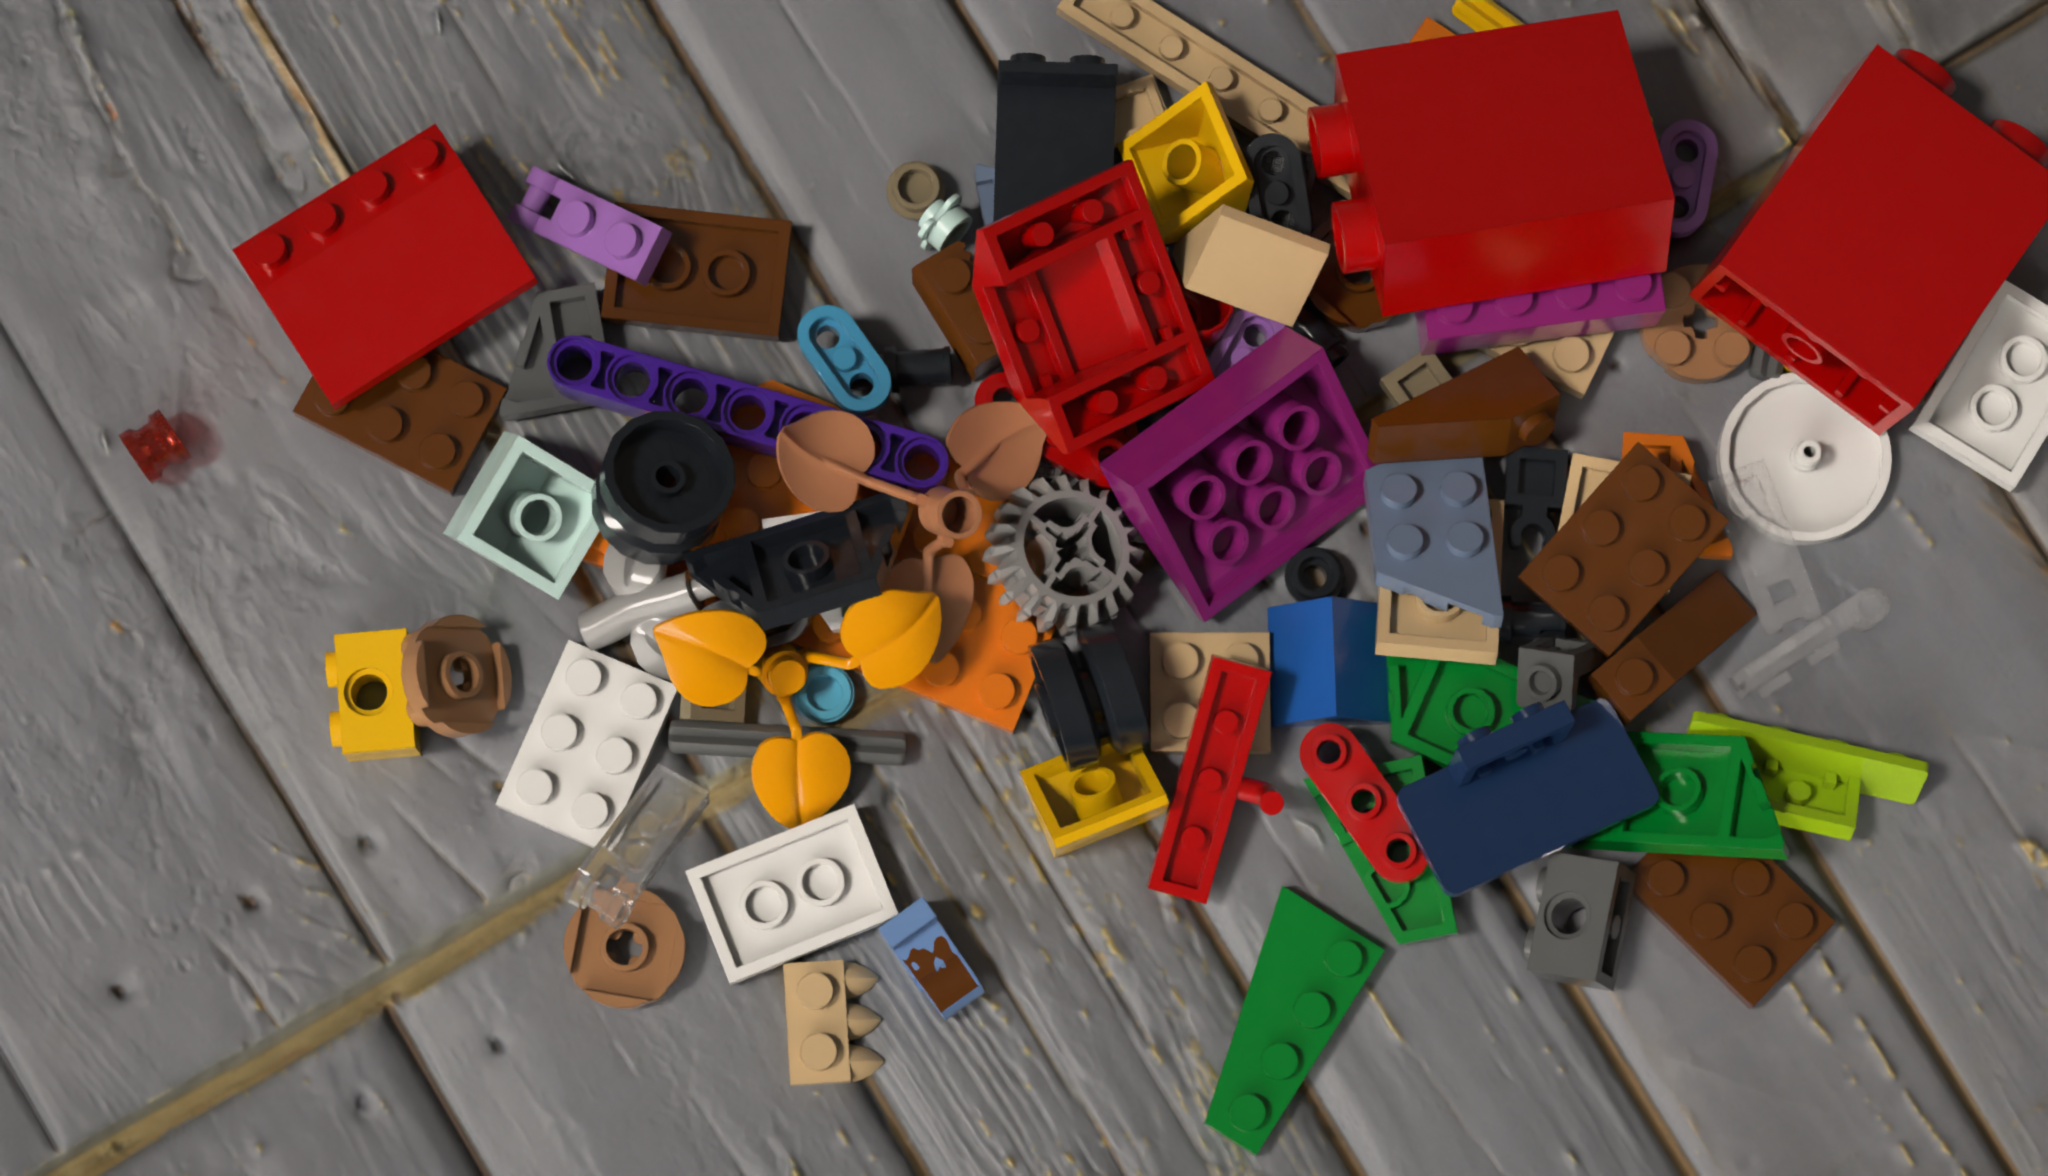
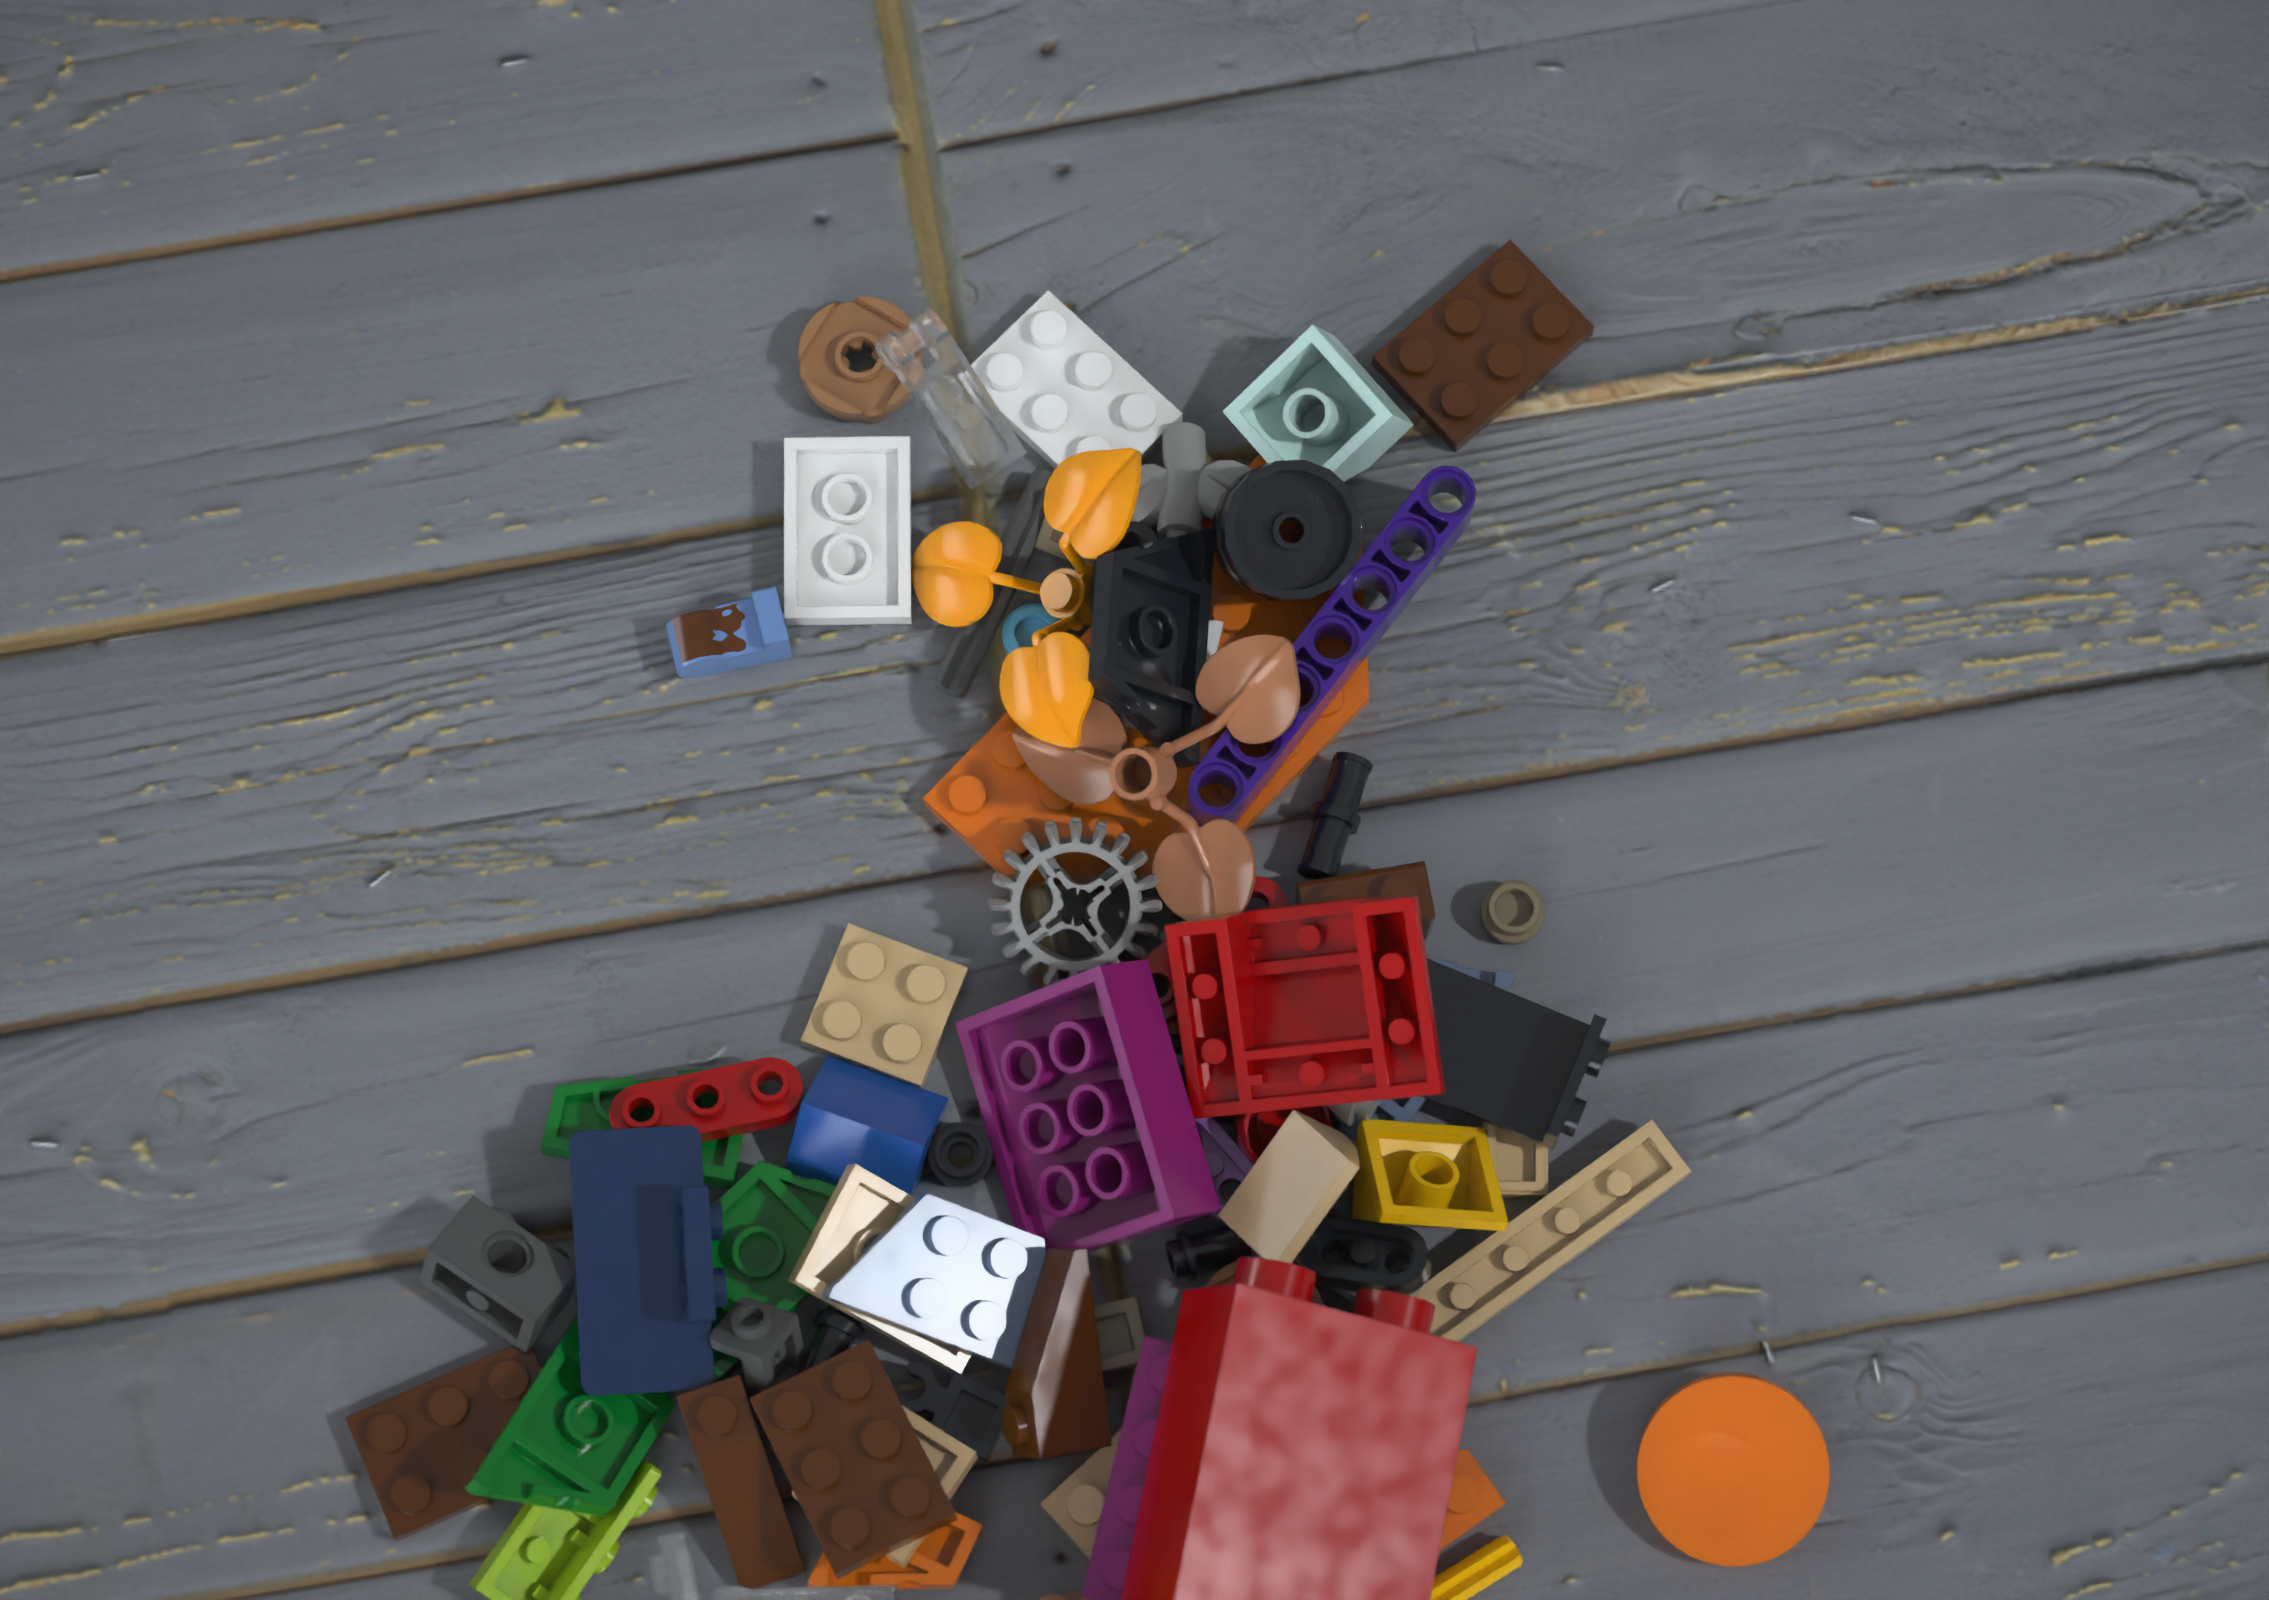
camera: 115 degrees right, 5 degrees down
(155, 446) = (1522, 101): clear red wheel -> none
(376, 732) = (1218, 244): yellow brick -> none
(385, 266) = (1619, 364): red slope -> none
(428, 683) = (1191, 255): medium nougat plate -> none
(551, 317) = (1503, 513): dark grey wing -> none
(591, 227) = (1589, 575): medium lavender plate -> none
(712, 278) = (1507, 666): reddish brown plate -> none
(824, 1023) = (714, 519): tan plate -> none
(846, 361) = (1352, 759): dark azure plate -> none
(944, 223) = (1464, 922): light aqua plate -> none
(1082, 697) = (921, 869): black wheel -> none
(1093, 800) = (829, 850): yellow slope -> none
(1212, 780) = (790, 964): red plate -> none
(1293, 1005) = (540, 965): green wing -> none

